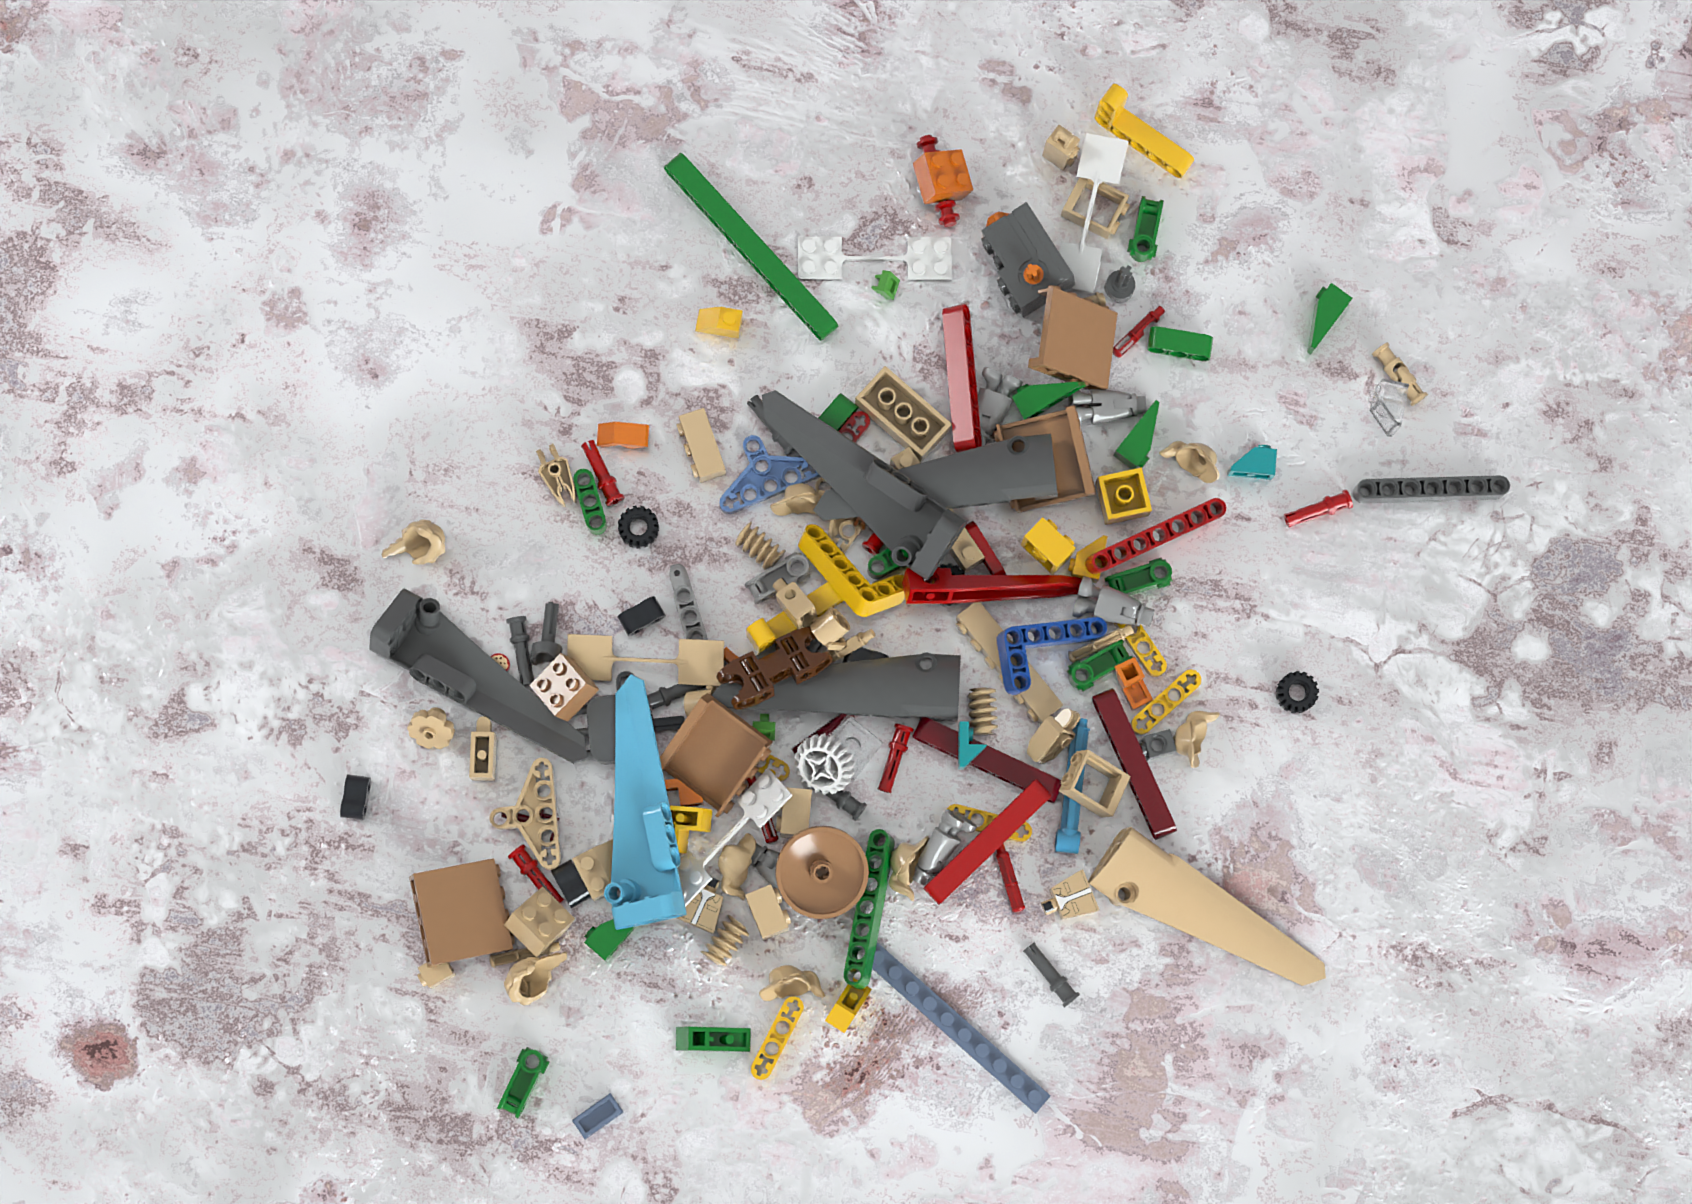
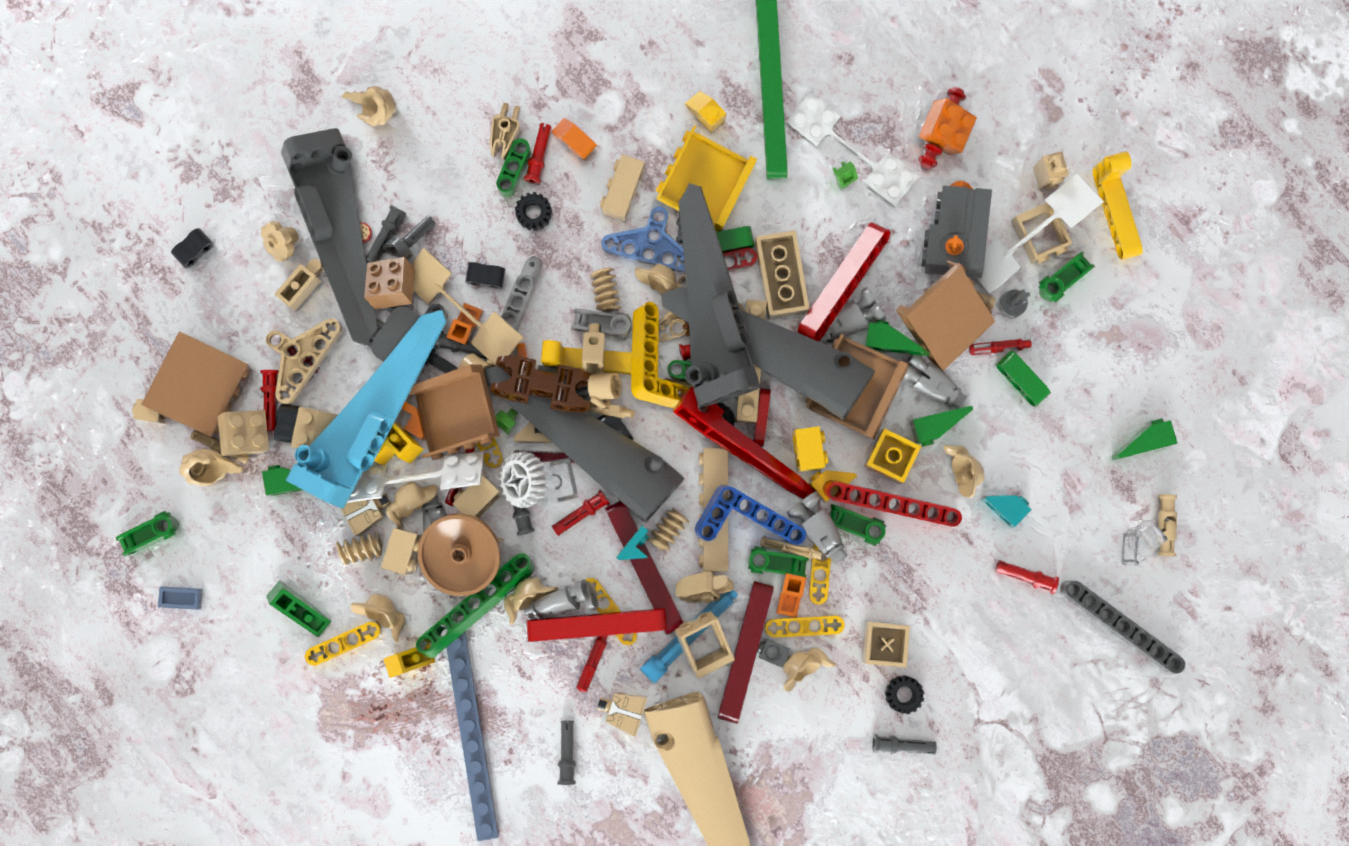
camera: 45 degrees right, 5 degrees up
(659, 673) = (464, 327): none -> orange slope
(764, 368) = (713, 168): none -> yellow panel
(795, 725) = (530, 435): none -> tan slope
(1246, 660) = (885, 644): none -> tan brick
(1322, 742) = (894, 745): none -> dark grey pin

